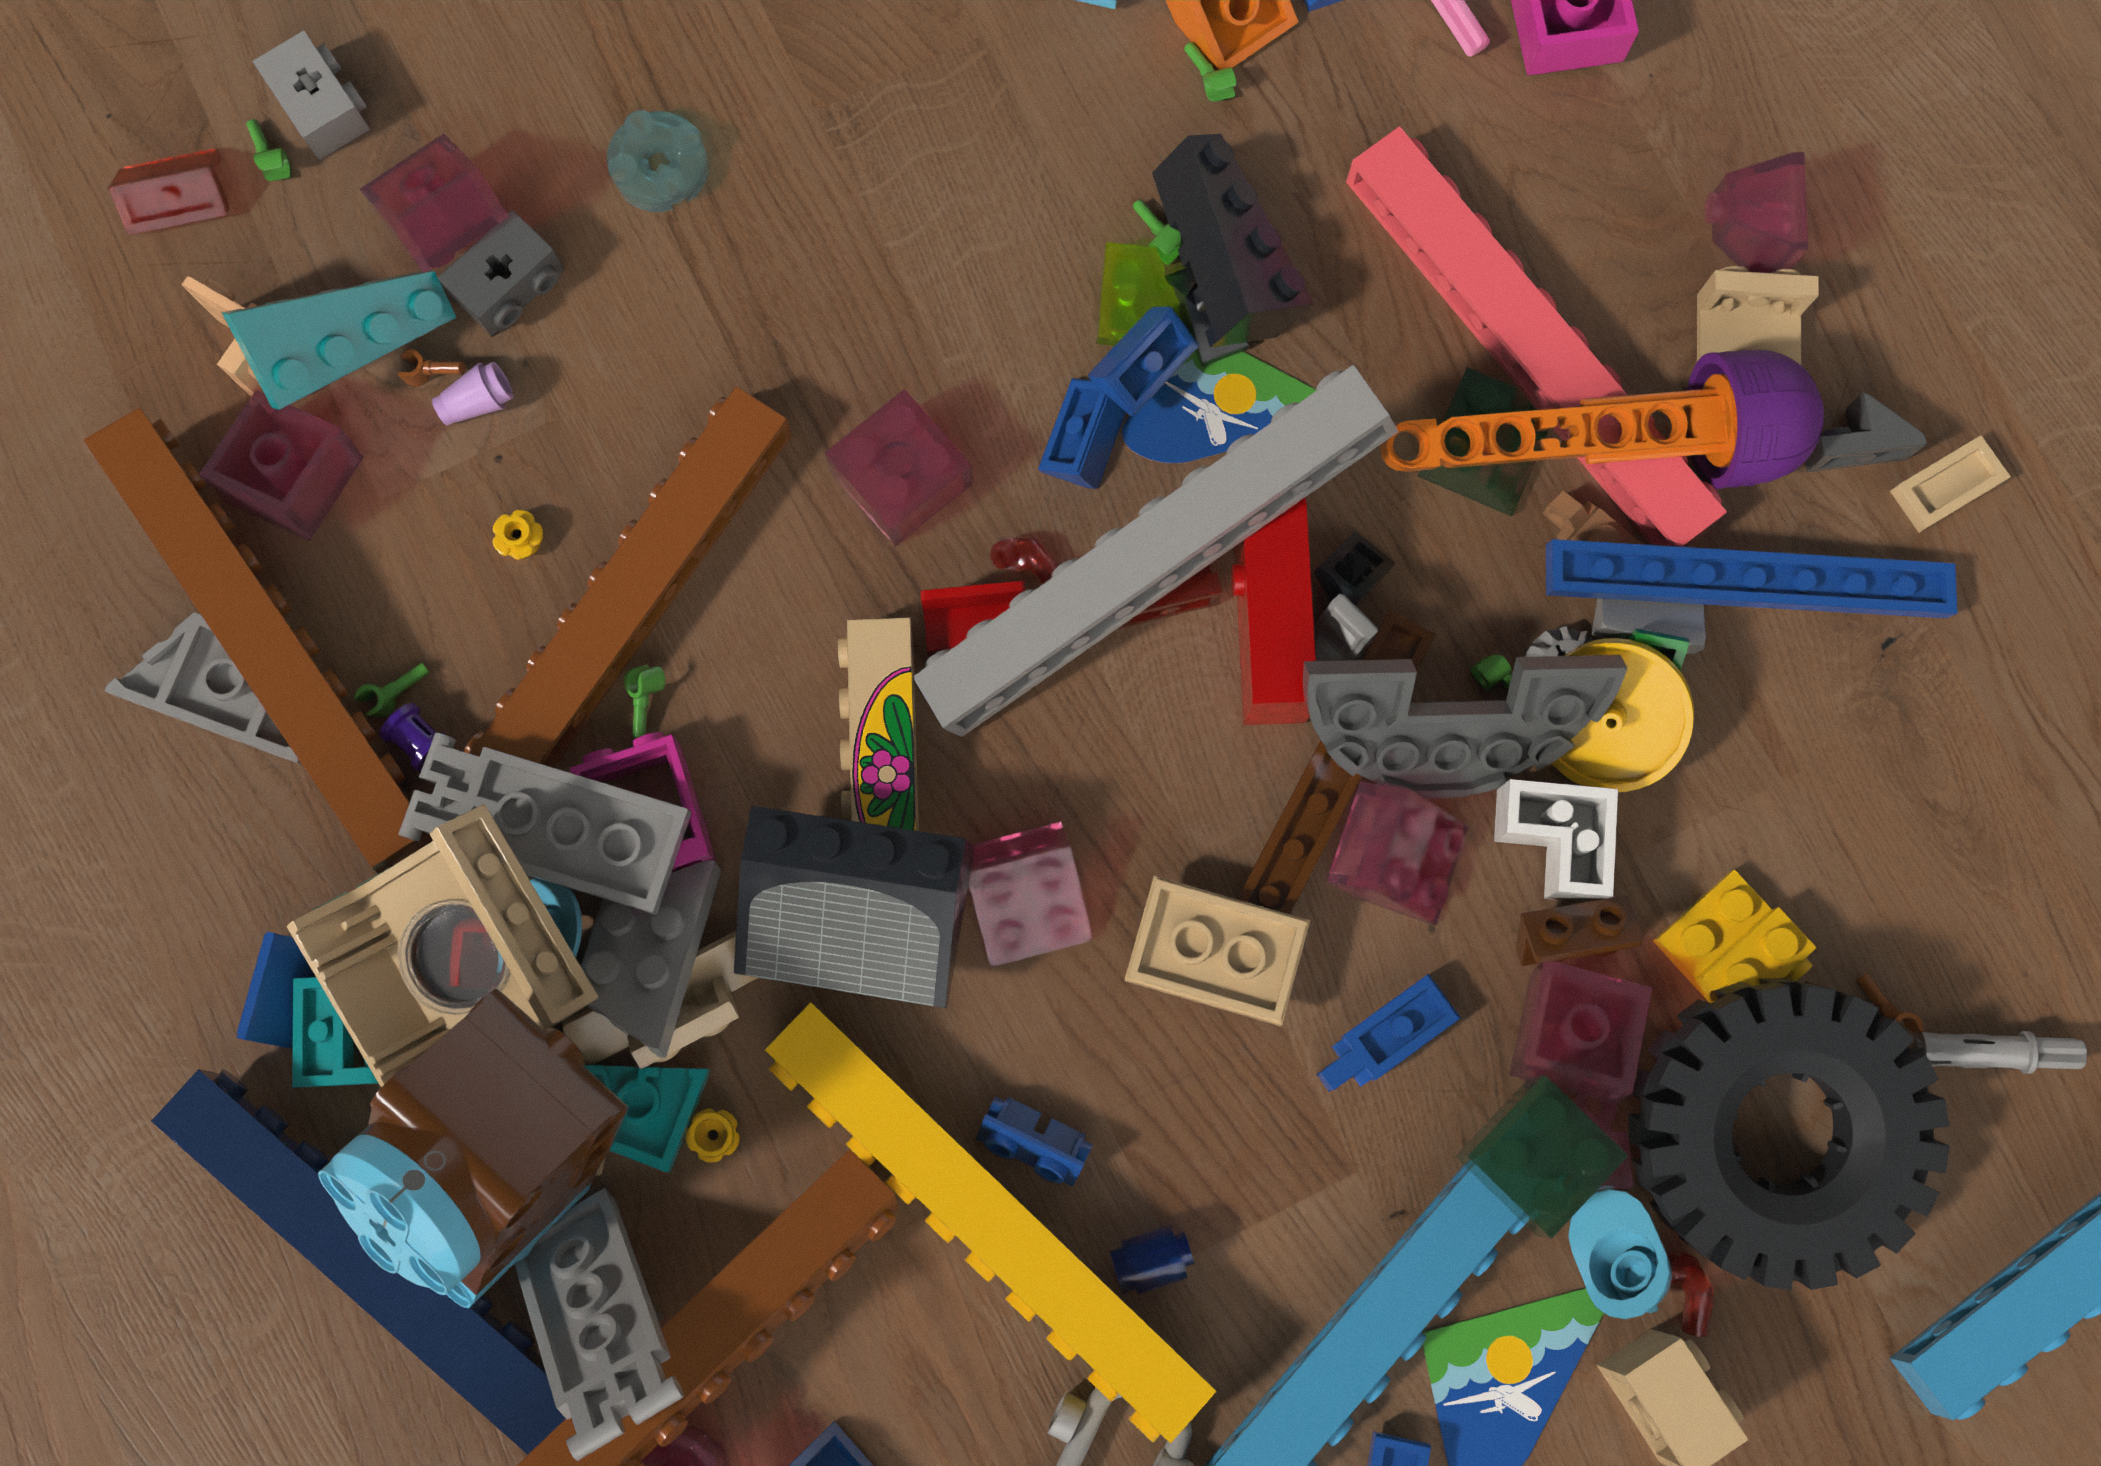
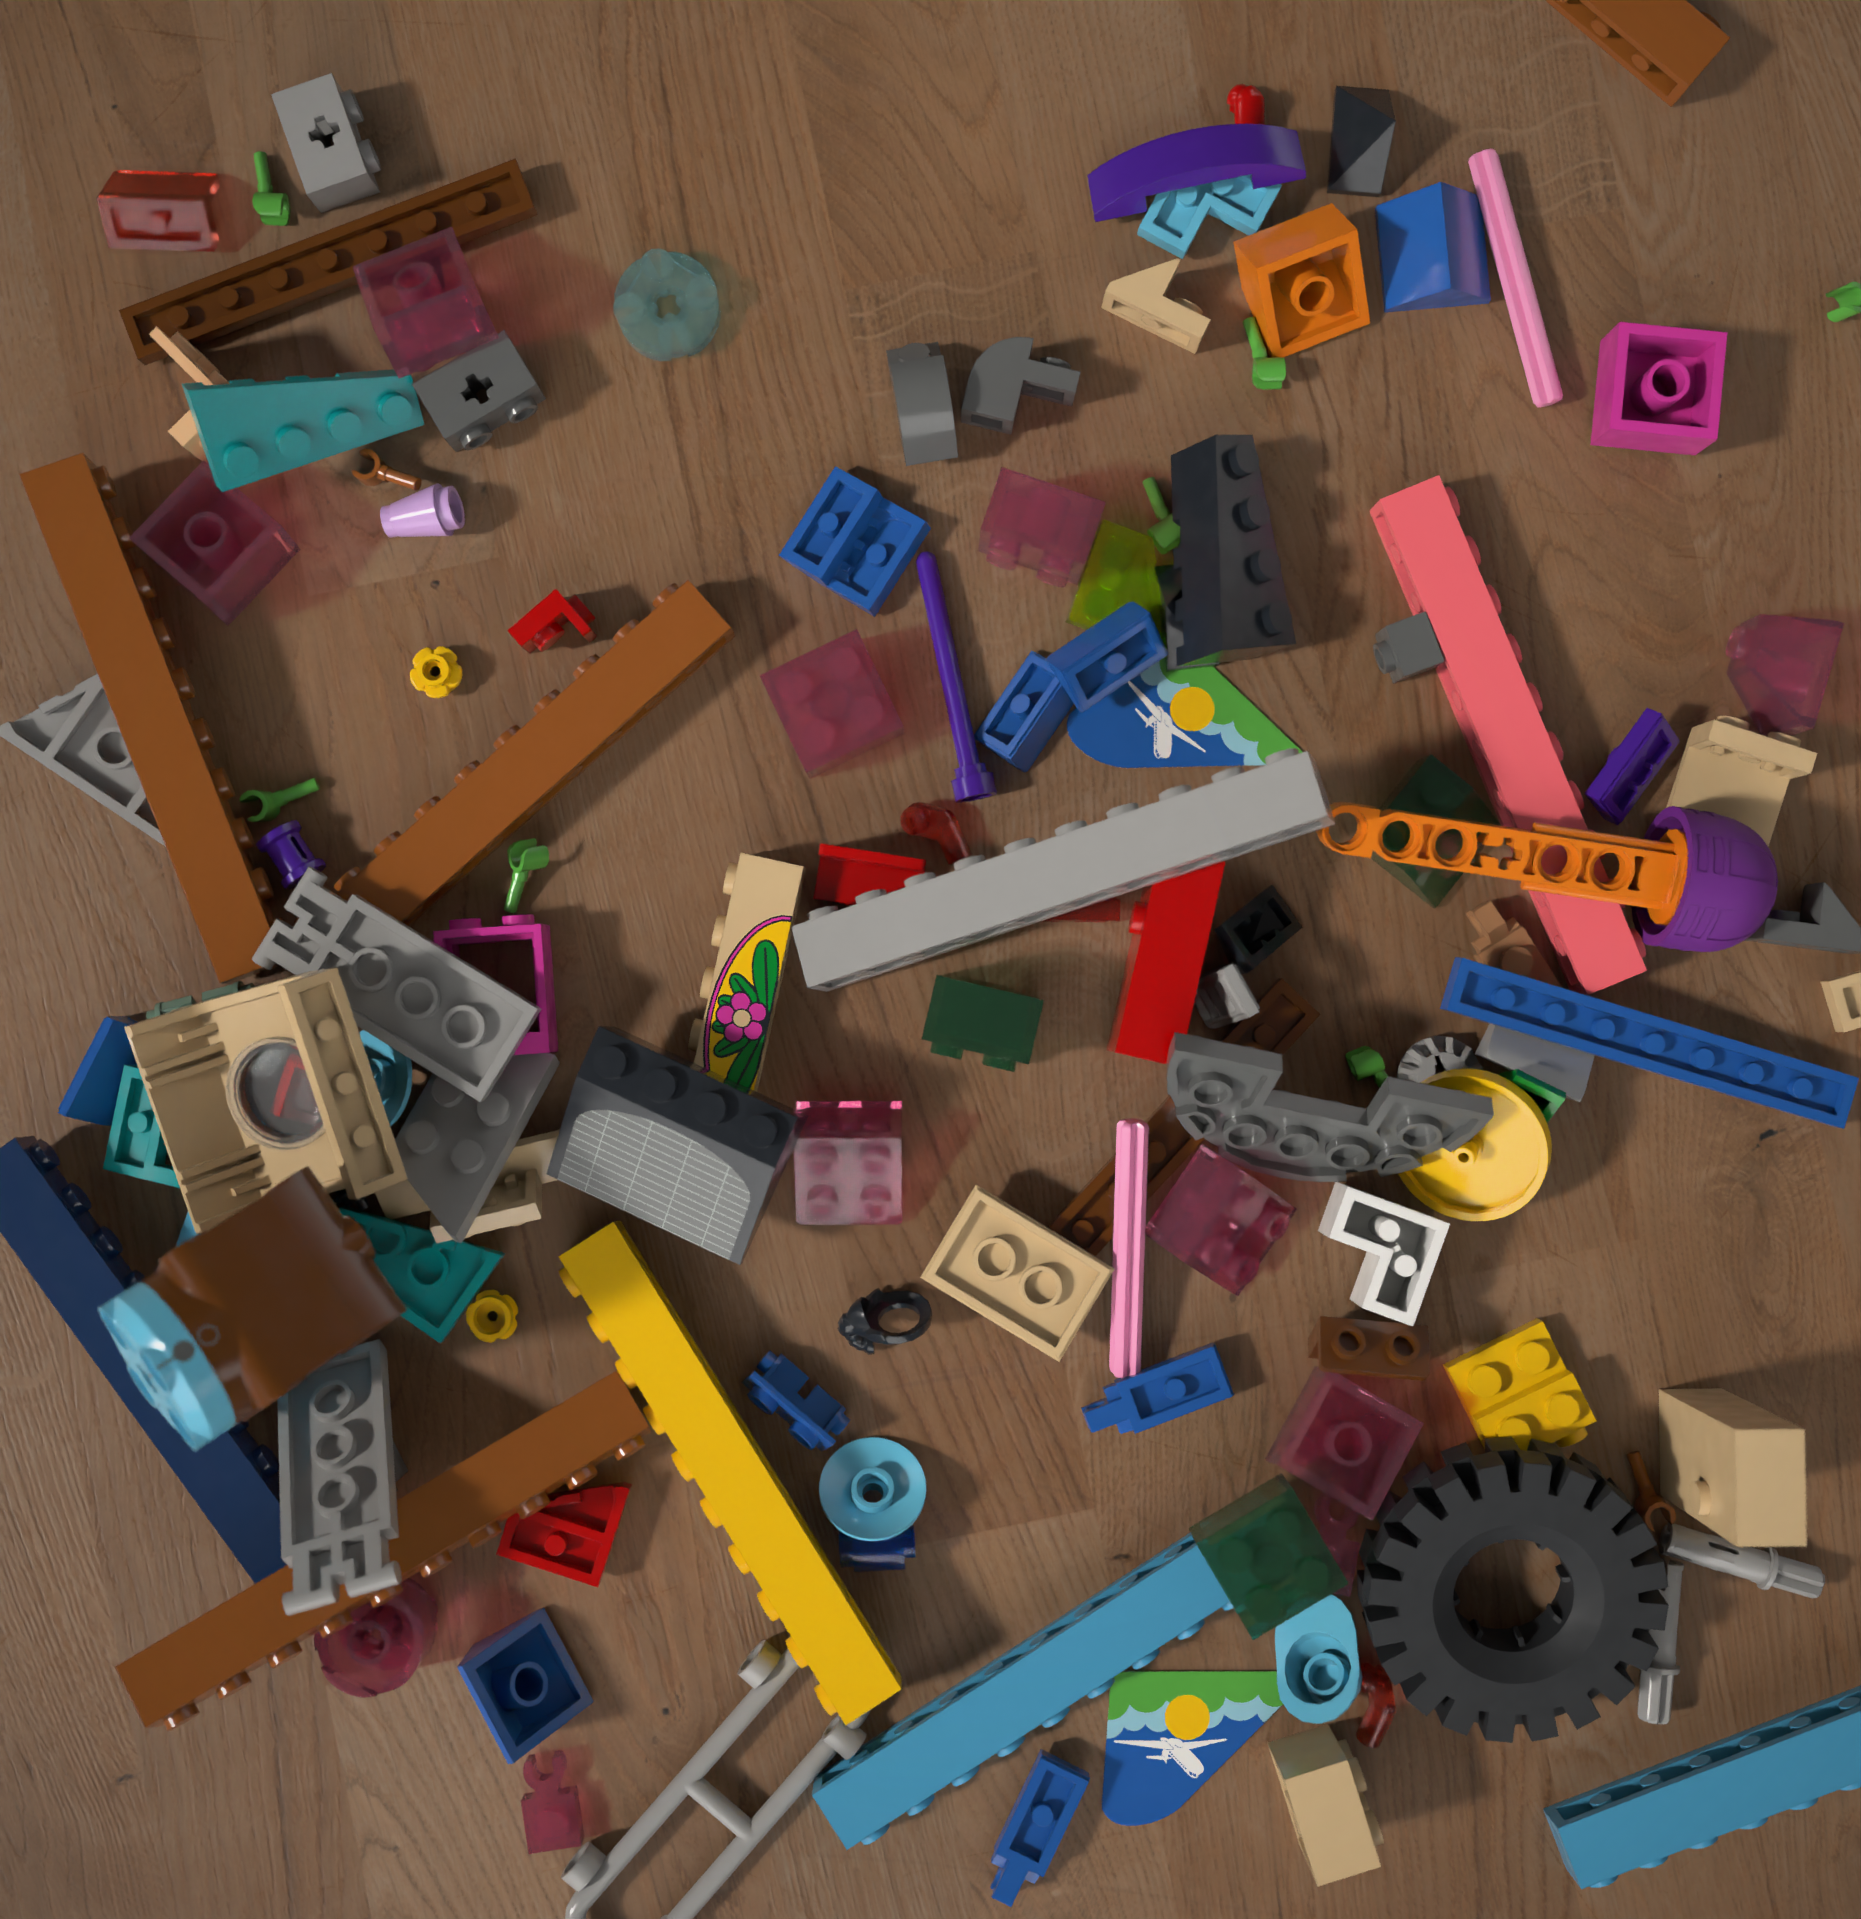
camera: 15 degrees right, 10 degrees up
(331, 197) = (325, 261): none -> reddish brown plate
(611, 460) = (544, 622): none -> red bracket
(840, 1333) = (570, 1533): none -> red wing
(882, 322) = (855, 541): none -> blue slope
(914, 183) = (922, 403): none -> dark grey brick
(984, 140) = (1006, 373): none -> dark grey brick
(1048, 505) = (972, 777): none -> dark purple piece
(1049, 259) = (1039, 528): none -> clear pink brick
(1081, 1032) = (861, 1321): none -> black piece
(1091, 51) = (1143, 302): none -> tan slope
(1117, 717) = (983, 1022): none -> clear green brick
(1128, 1187) = (877, 1466): none -> medium azure dish
(1318, 899) = (1128, 1247): none -> bright pink axle
(1417, 286) = (1407, 648): none -> dark grey plate
(1654, 338) = (1632, 766): none -> dark purple plate
(1956, 1184) = (1658, 1680): none -> light grey axle
(1962, 941) = (1733, 1467): none -> tan brick

